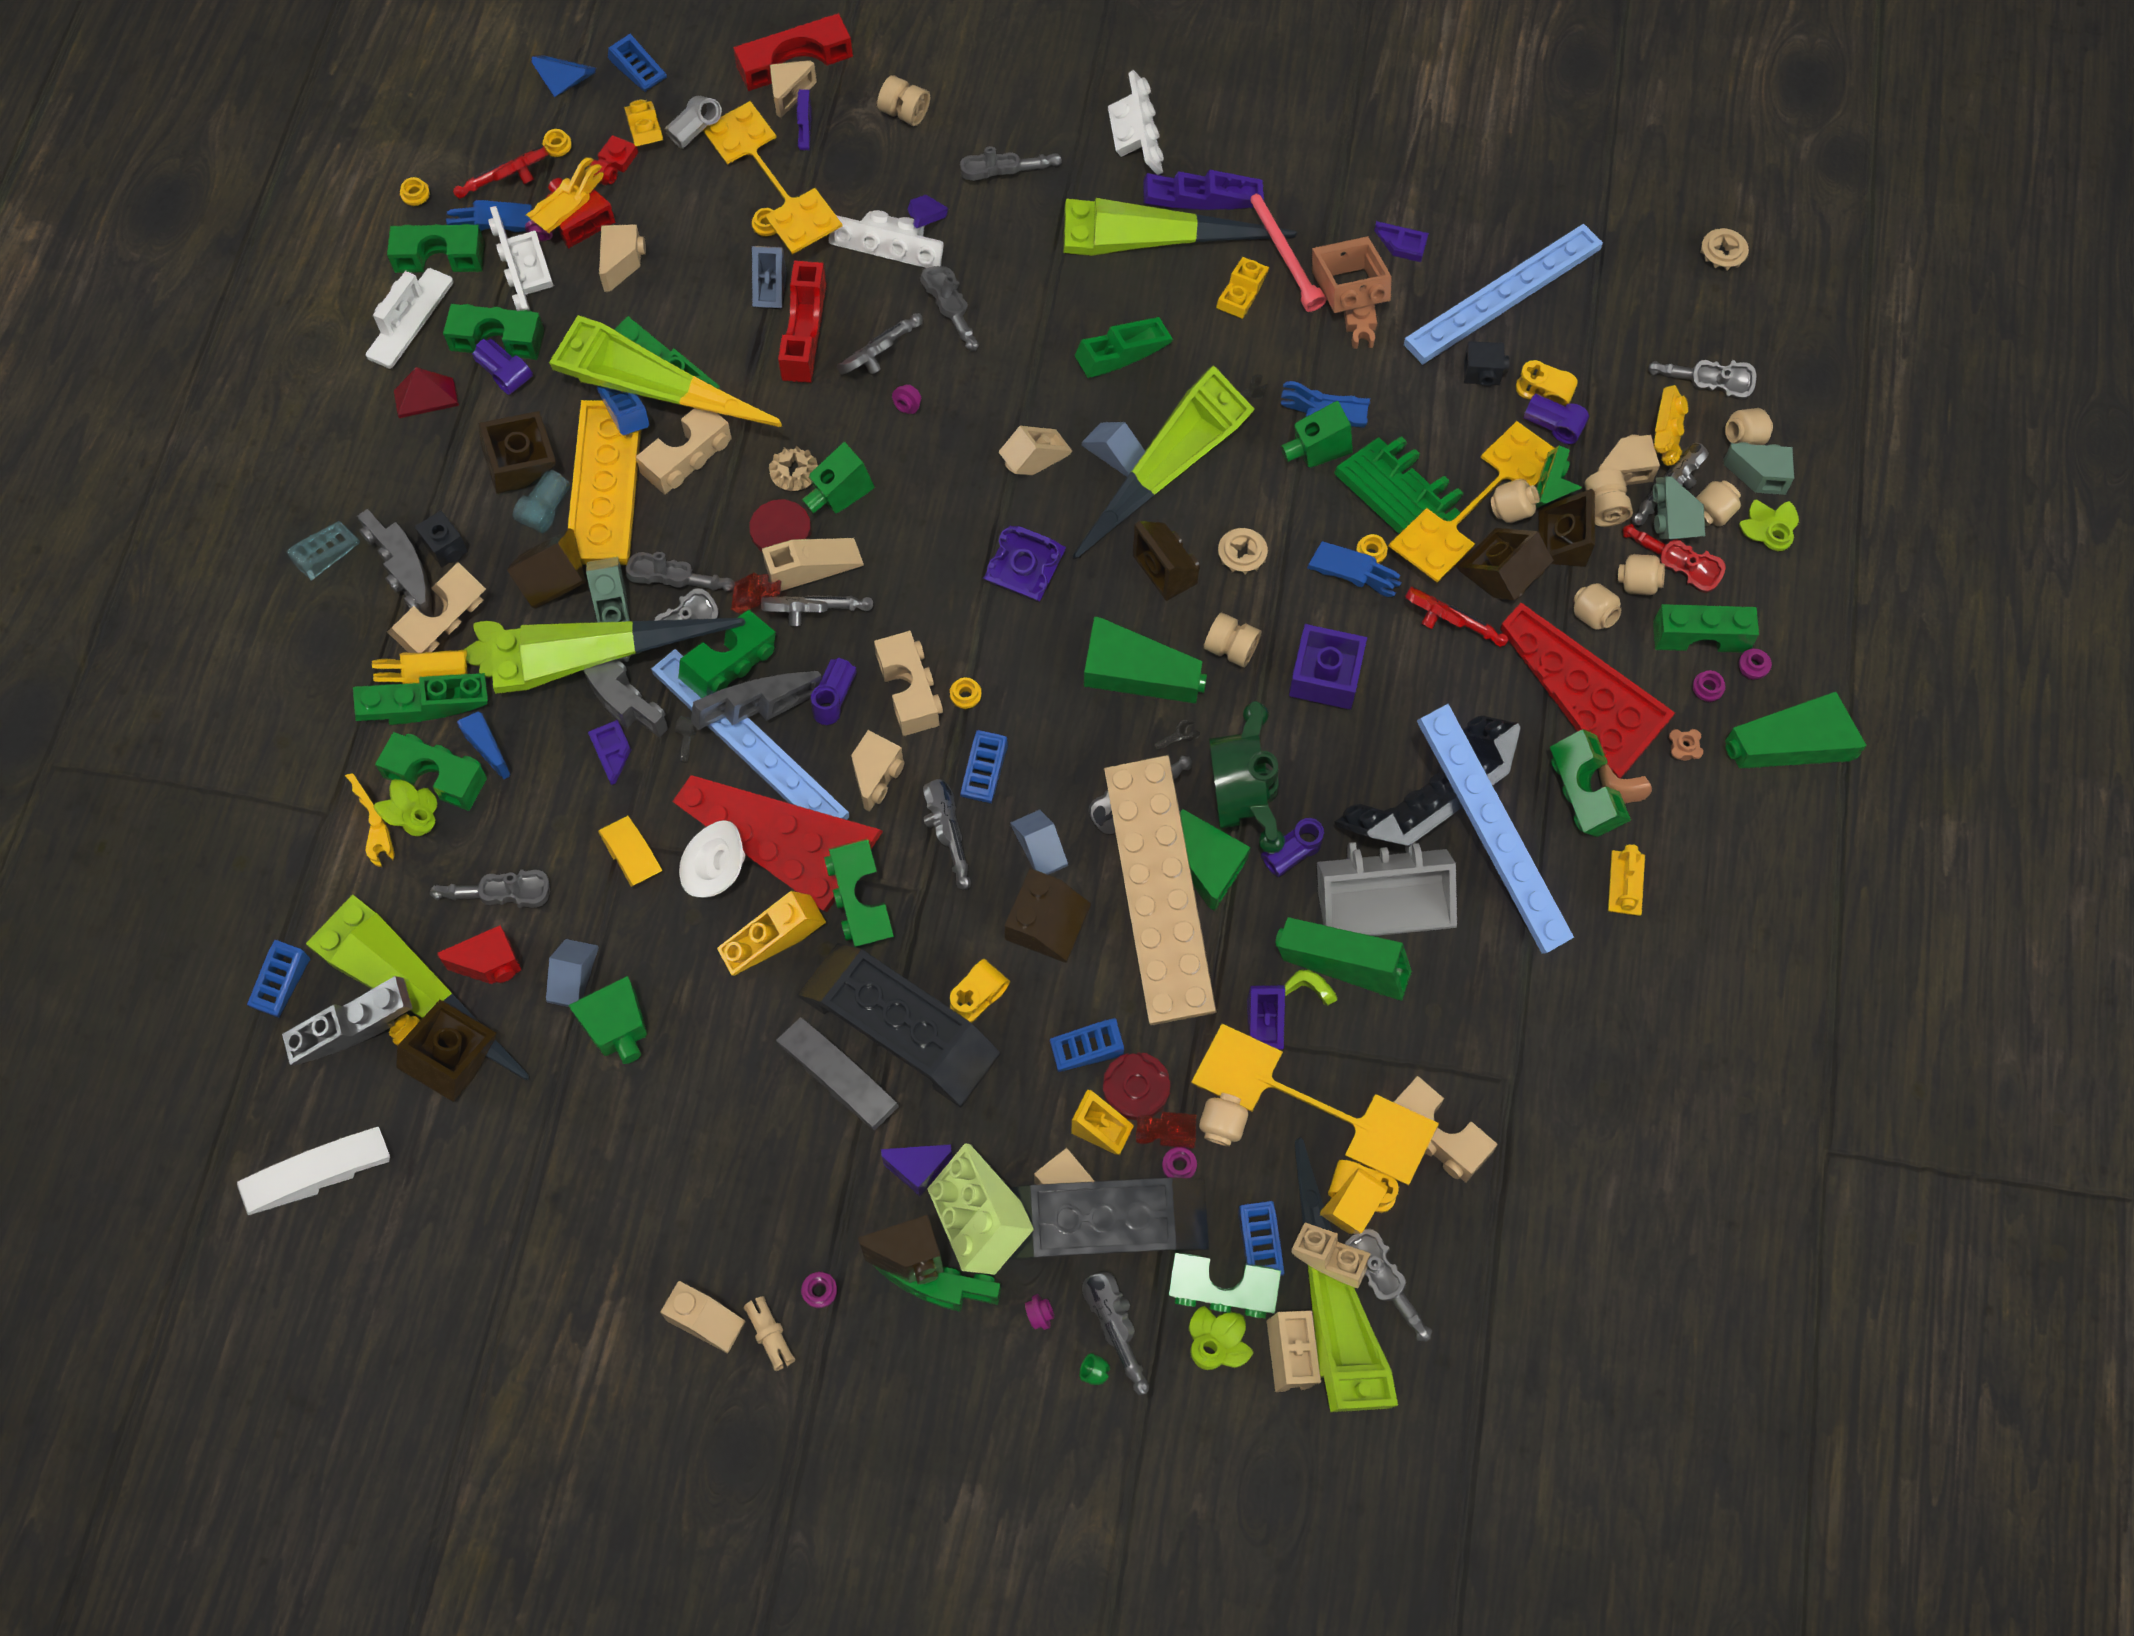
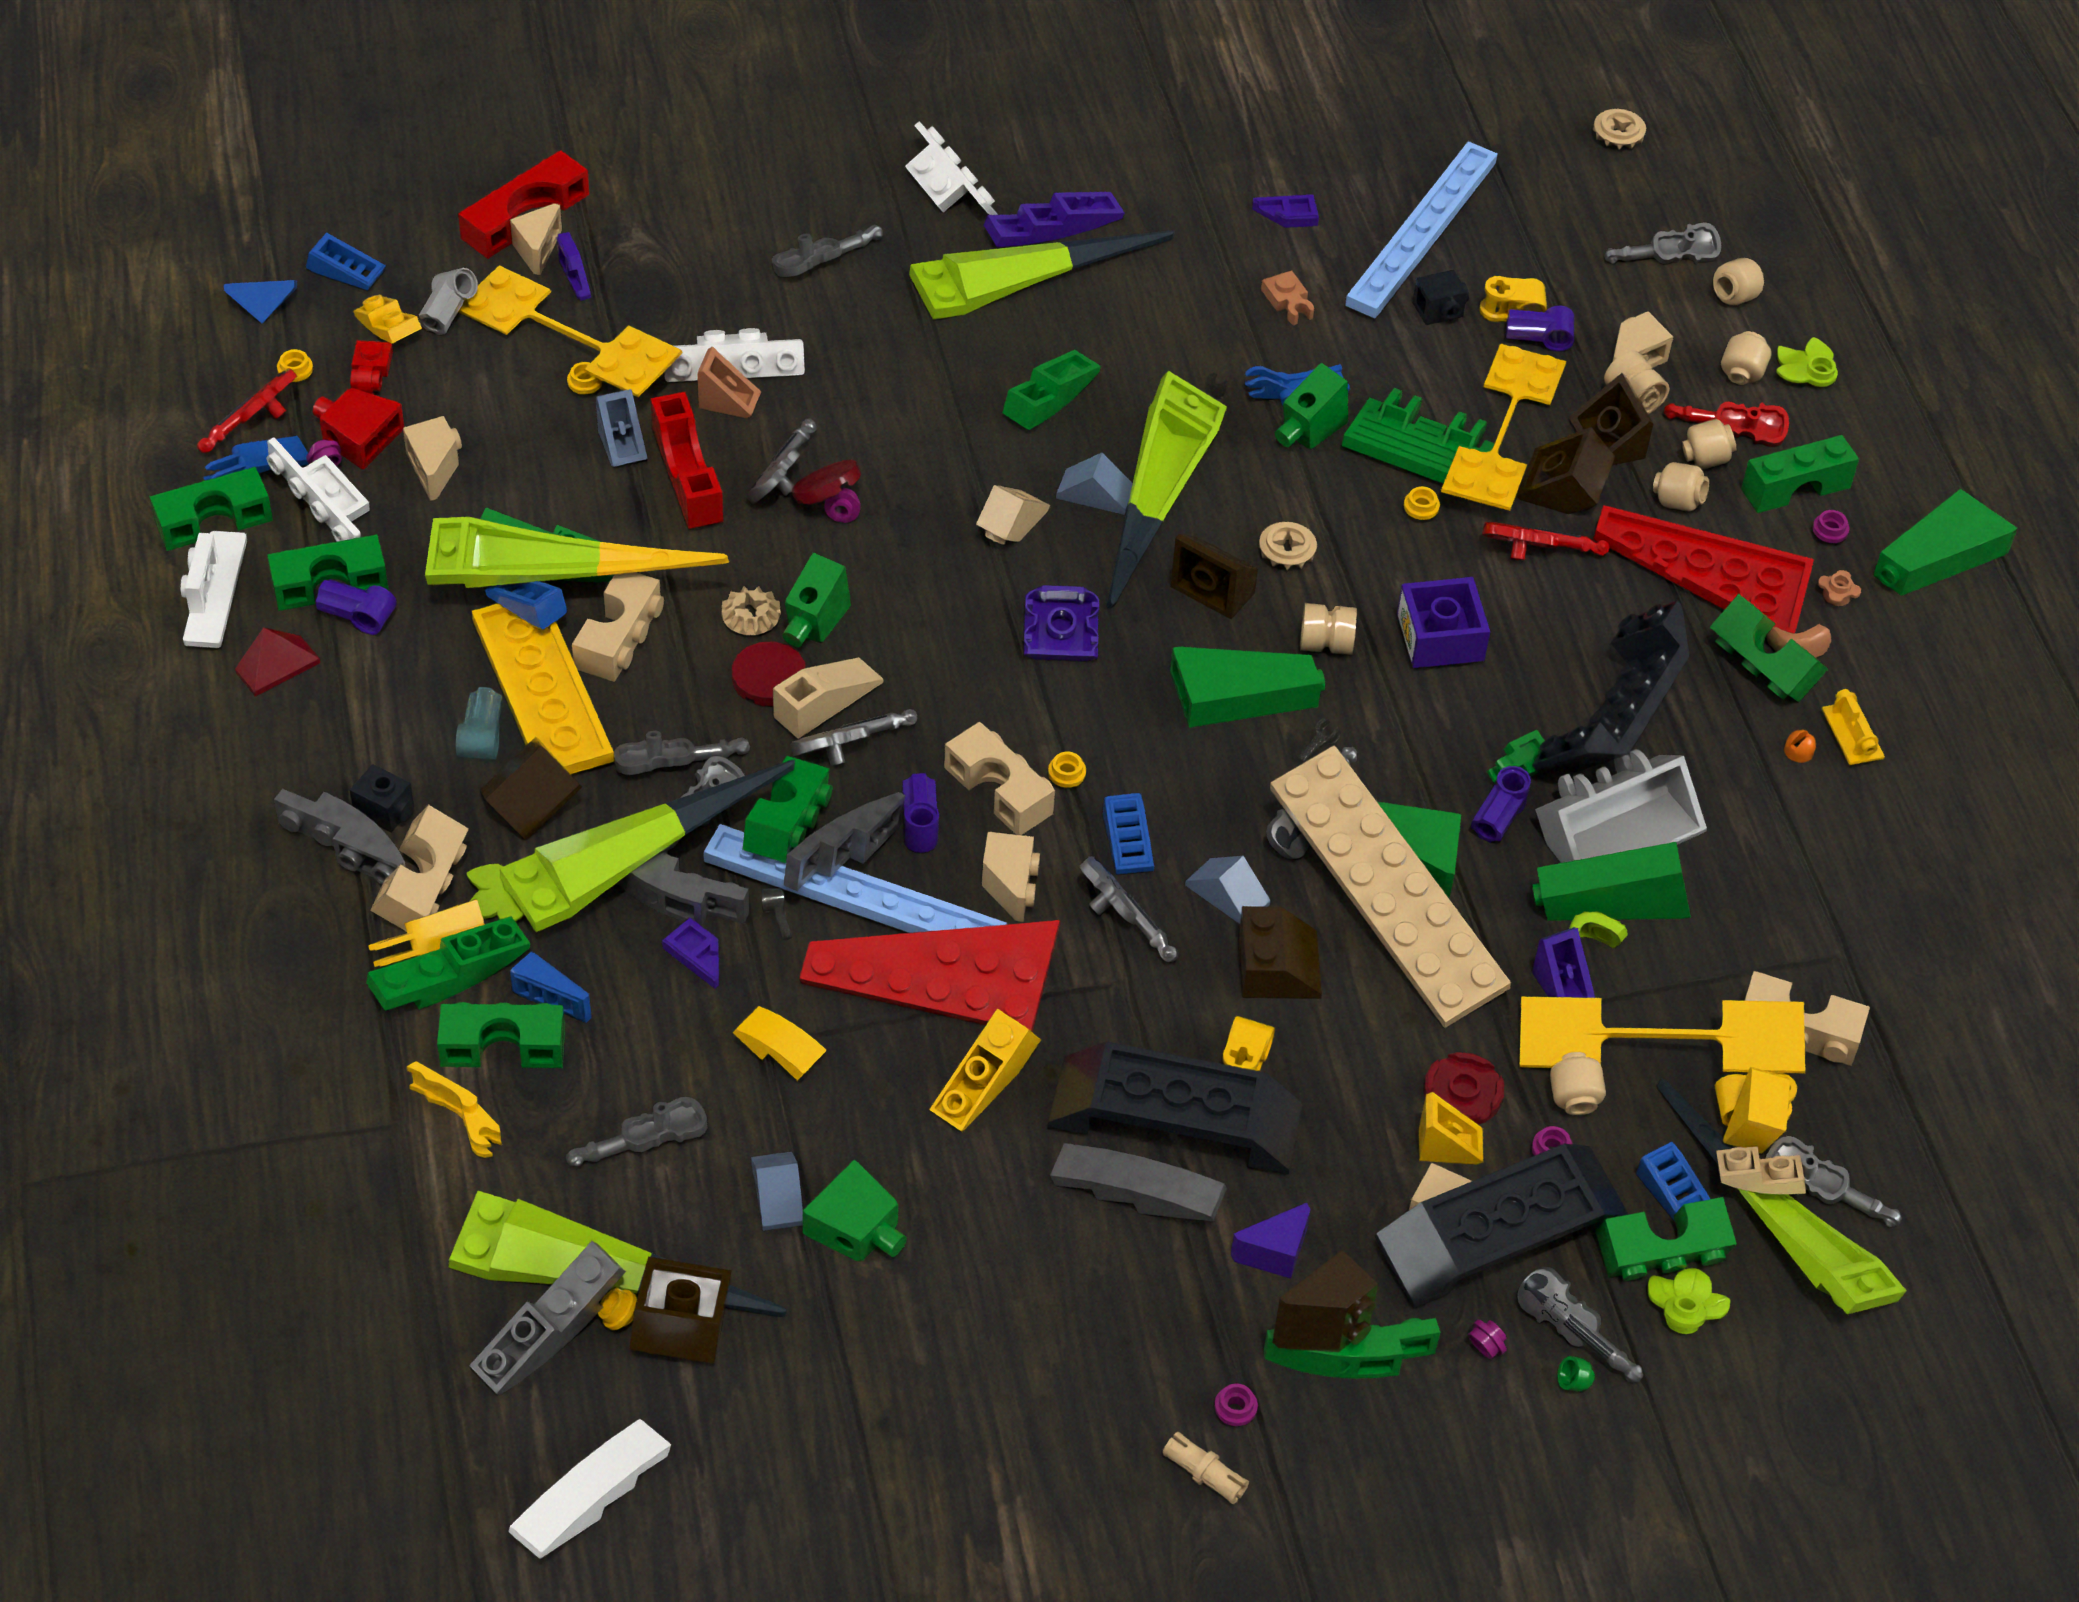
camera: 25 degrees left, 15 degrees down
(267, 974) = (432, 1281): blue slope -> none
(320, 562) = (237, 876): clear light blue slope -> none
(407, 806) = (497, 1081): lime plate -> none
(414, 191) = (150, 460): yellow plate -> none
(483, 957) = (669, 1204): red slope -> none
(516, 450) = (425, 681): dark brown slope -> none
(568, 197) = (349, 409): yellow arm -> none
(608, 590) = (607, 787): sand green slope -> none
(702, 1317) = (1123, 1475): tan slope -> none
(712, 860) = (882, 1016): white hat -> none
(751, 589) = (774, 739): clear red plate -> none
(863, 921) = (1046, 968): green arch -> none
(865, 264) = (724, 387): none -> nougat slope
(895, 375) = (826, 482): none -> dark red tile
(905, 101) = (666, 217): tan wheel -> none
(926, 210) = (762, 316): dark purple tile -> none
(942, 285) = (822, 387): flat silver piece -> none
(978, 1213) = (1388, 1249): yellowish green slope -> none
(1083, 1034) = (1410, 1047): blue slope -> none
(1172, 1129) = (1529, 1113): clear red plate -> none
(1243, 287) = (1146, 298): yellow slope -> none
(1244, 780) = (1421, 750): dark green piece -> none
(1293, 1350) = (1771, 1278): tan hinge -> none
(1311, 296) = (1225, 285): coral piece -> none
(1332, 808) = (1519, 753): none -> green plate
(1354, 567) = (1414, 523): blue arm -> none
(1359, 255) = (1232, 256): nougat window -> none
(1495, 829) = (1705, 712): light blue plate -> none
(1514, 501) = (1545, 413): tan head -> none
(1550, 483) = (1570, 384): green slope -> none
(1577, 884) = (1805, 749): none -> orange hinge
(1670, 425) = (1662, 299): yellow hinge -> none
(1678, 510) = (1713, 372): sand green slope -> none
(1690, 460) = (1691, 348): flat silver piece -> none
(1751, 670) = (1863, 494): magenta plate -> none
(1762, 466) = (1771, 312): sand green slope -> none

